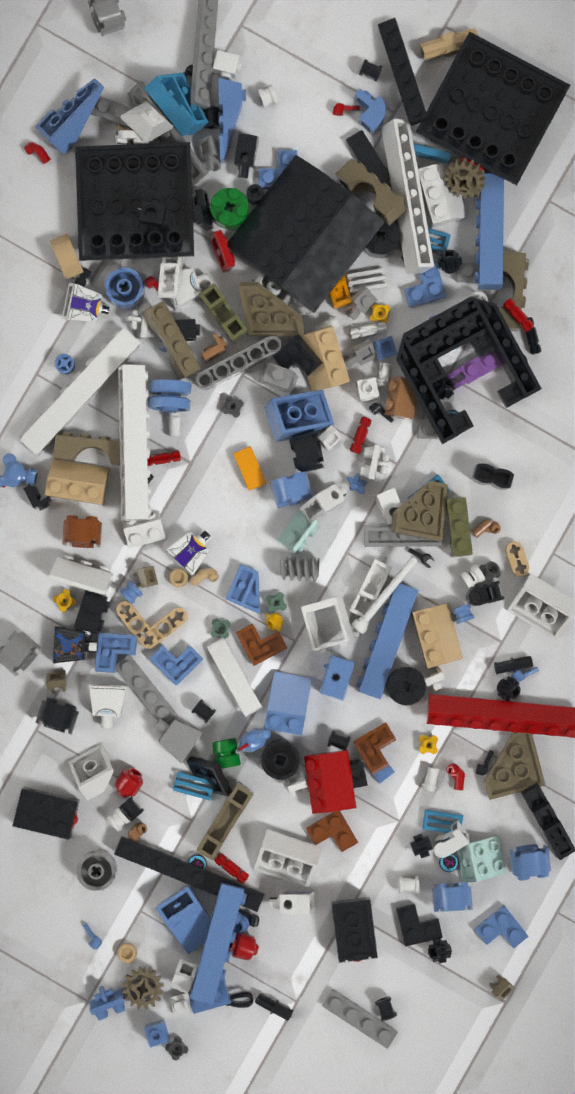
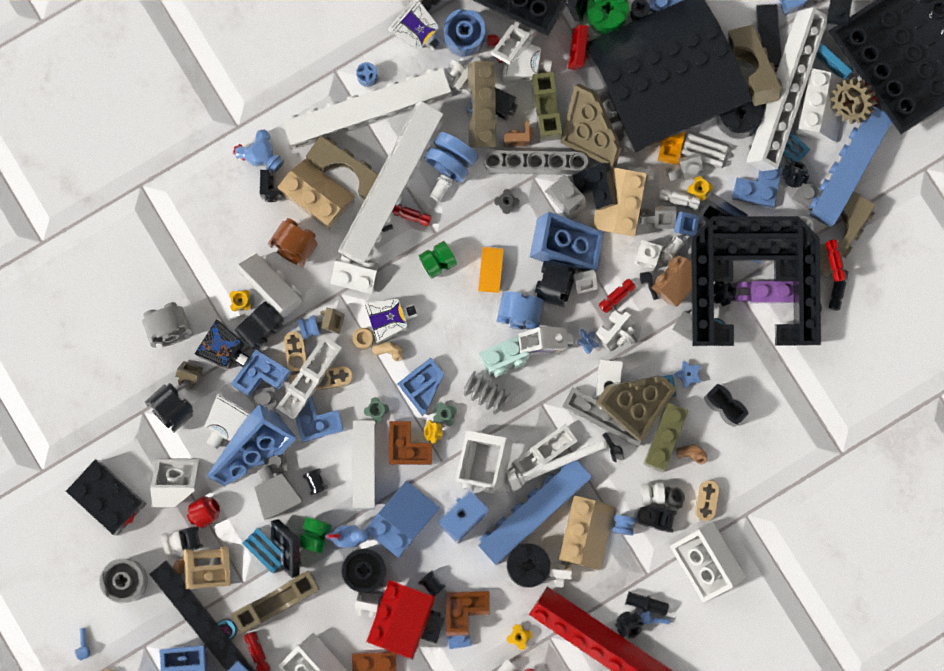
camera: 35 degrees right, 5 degrees down
(139, 704) = (254, 442): none -> medium blue wedge
(154, 634) = (308, 379): none -> white slope
(160, 829) = (207, 575): none -> tan plate
(203, 483) = (438, 259): none -> green wheel
(404, 322) = (718, 207): none -> black brick
(450, 472) = (687, 380): none -> medium blue plate

